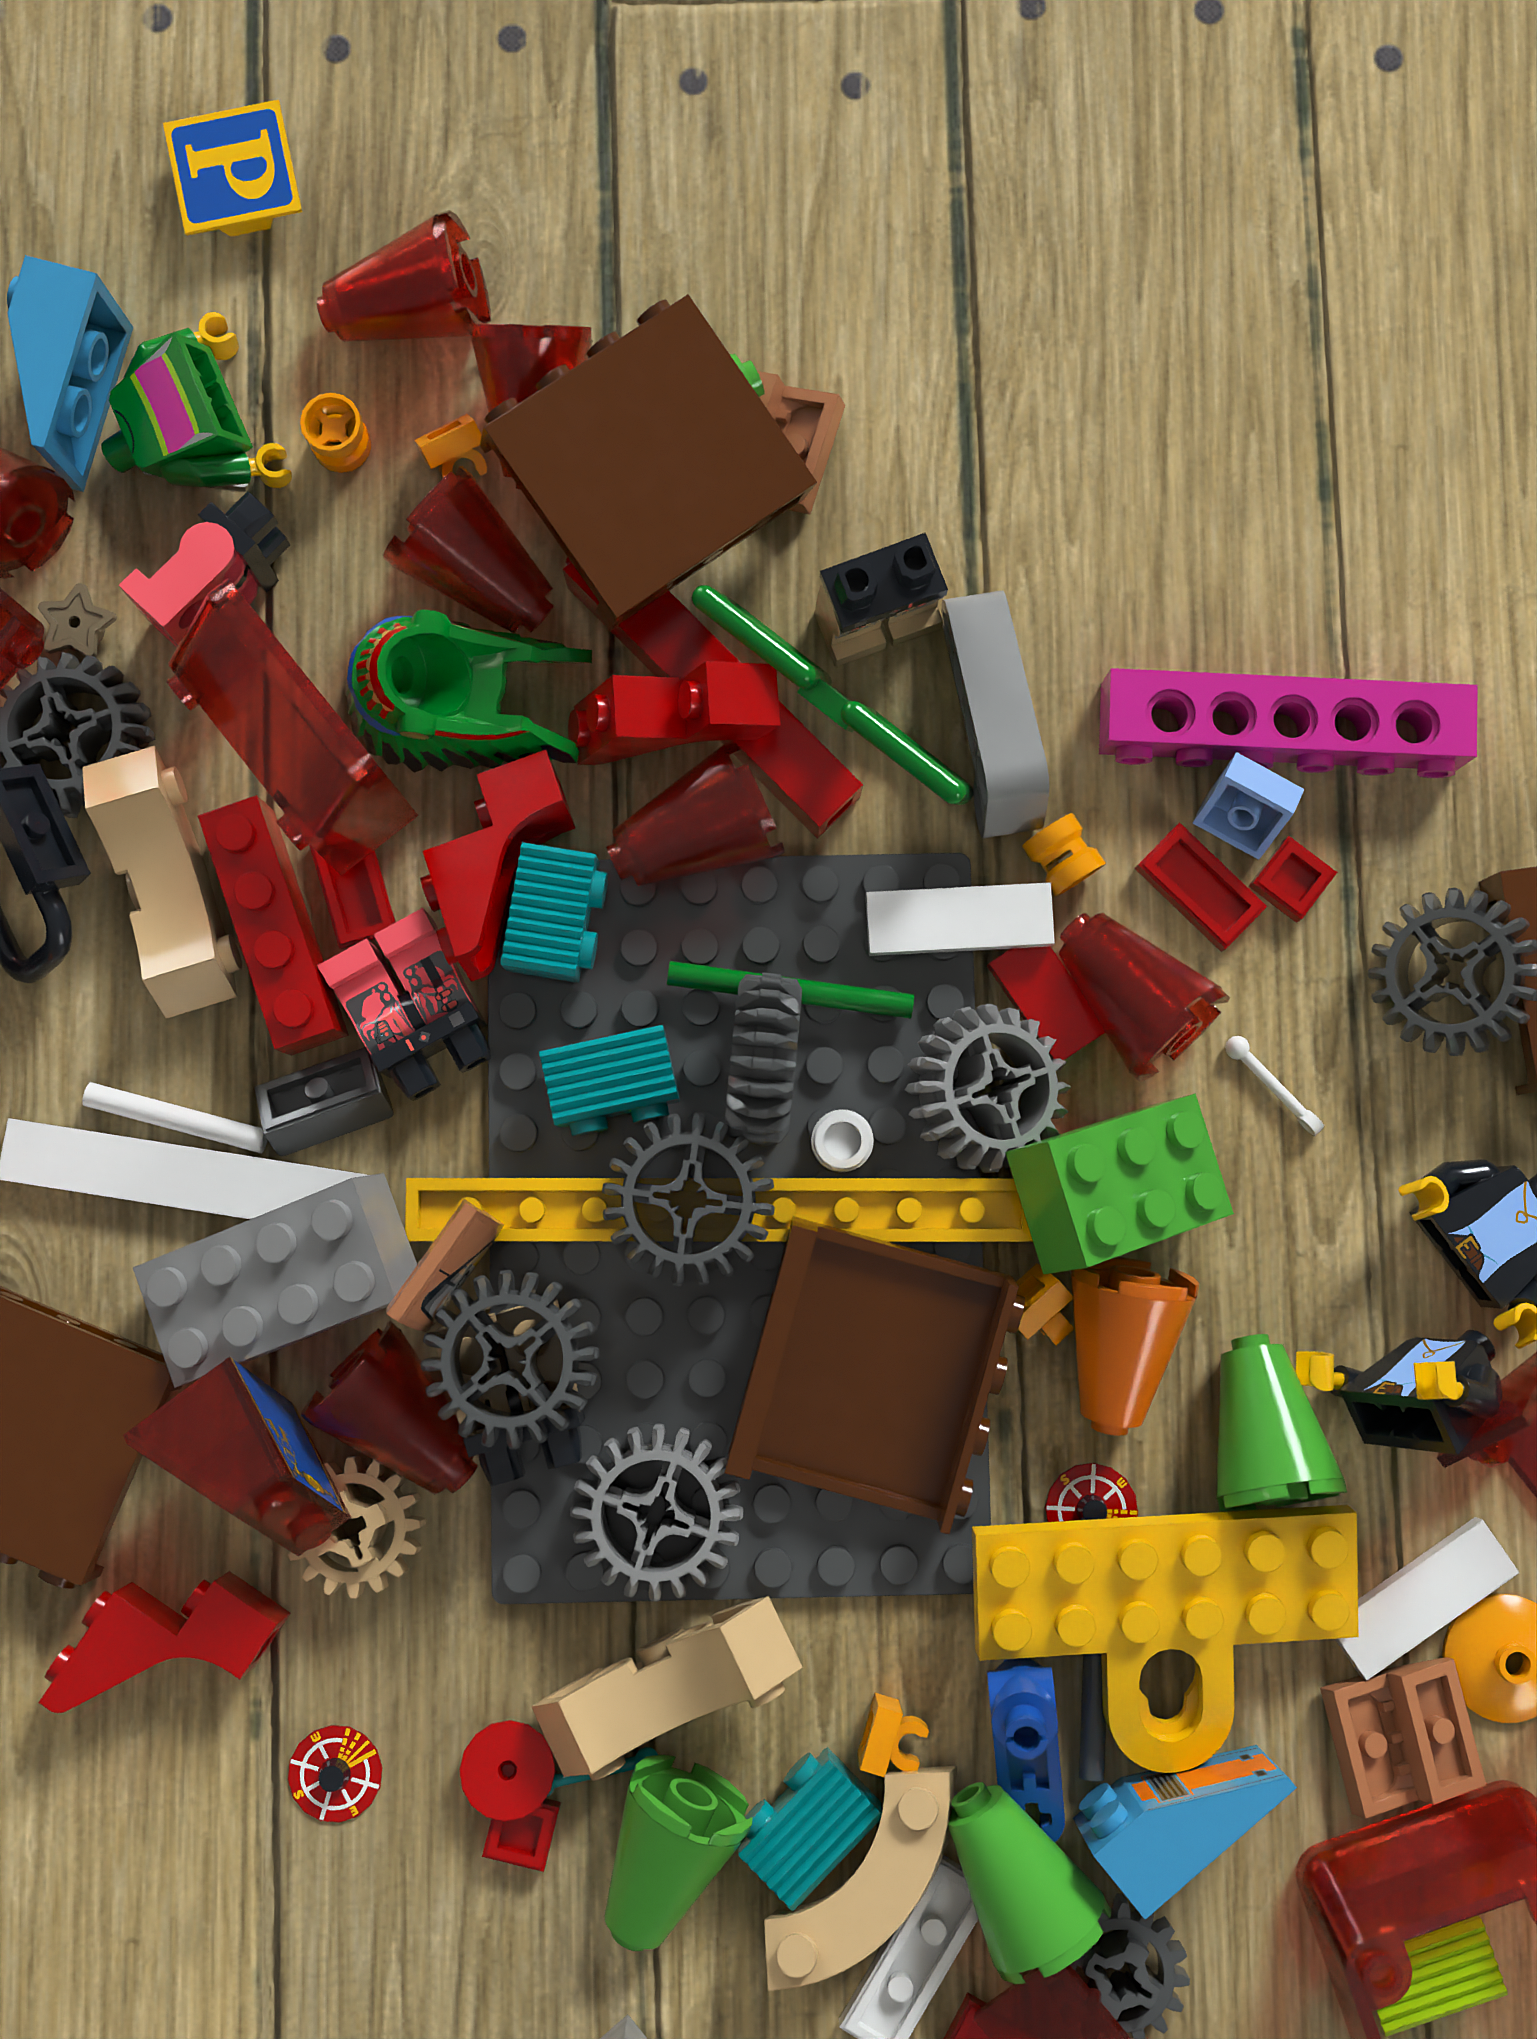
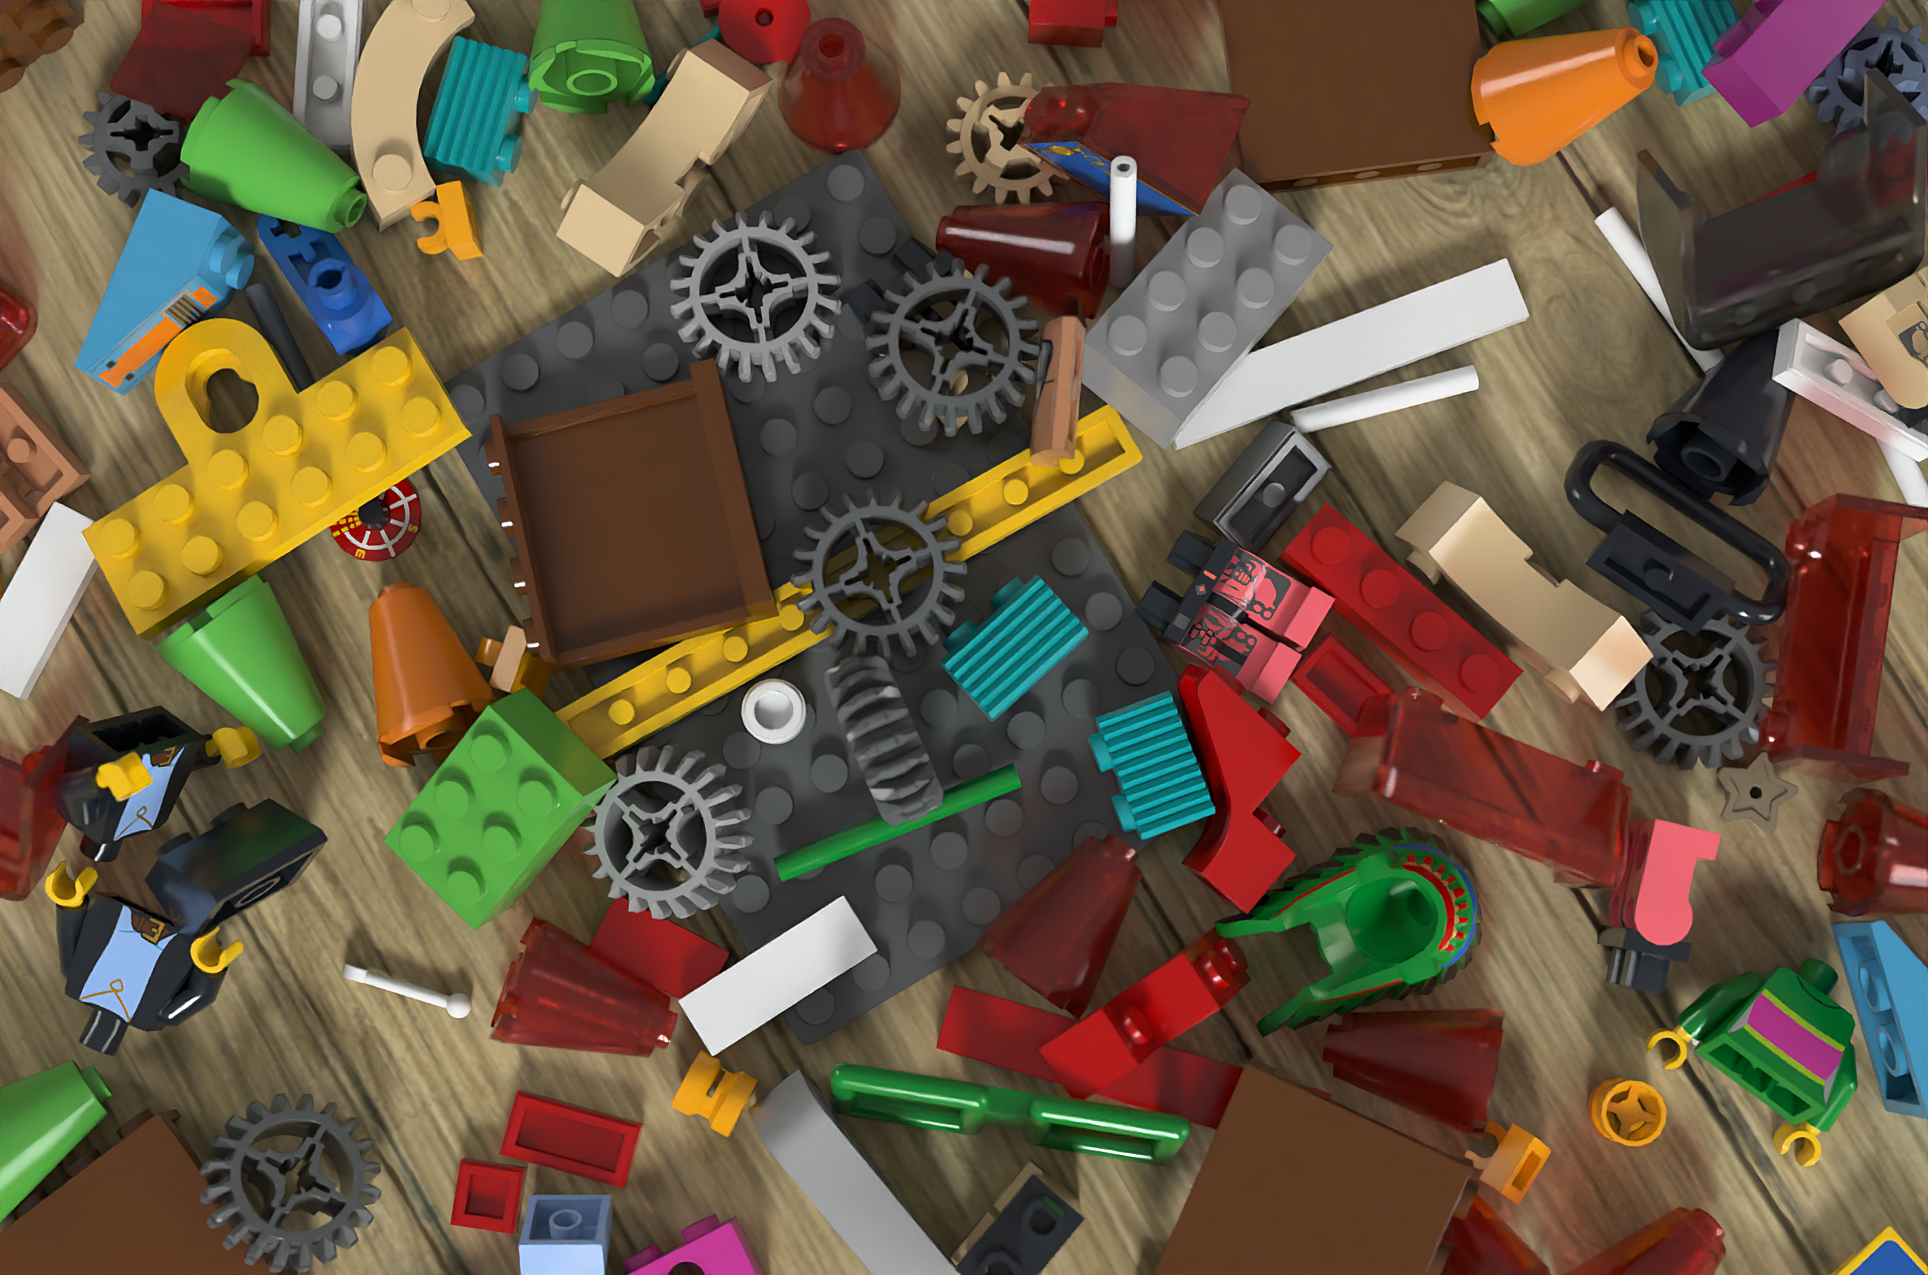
camera: 155 degrees right, 0 degrees up
(298, 1392) = (1122, 220): none -> white piece
(480, 1663) = (838, 88): none -> clear red cone
(1373, 1265) = (232, 865): none -> black slope

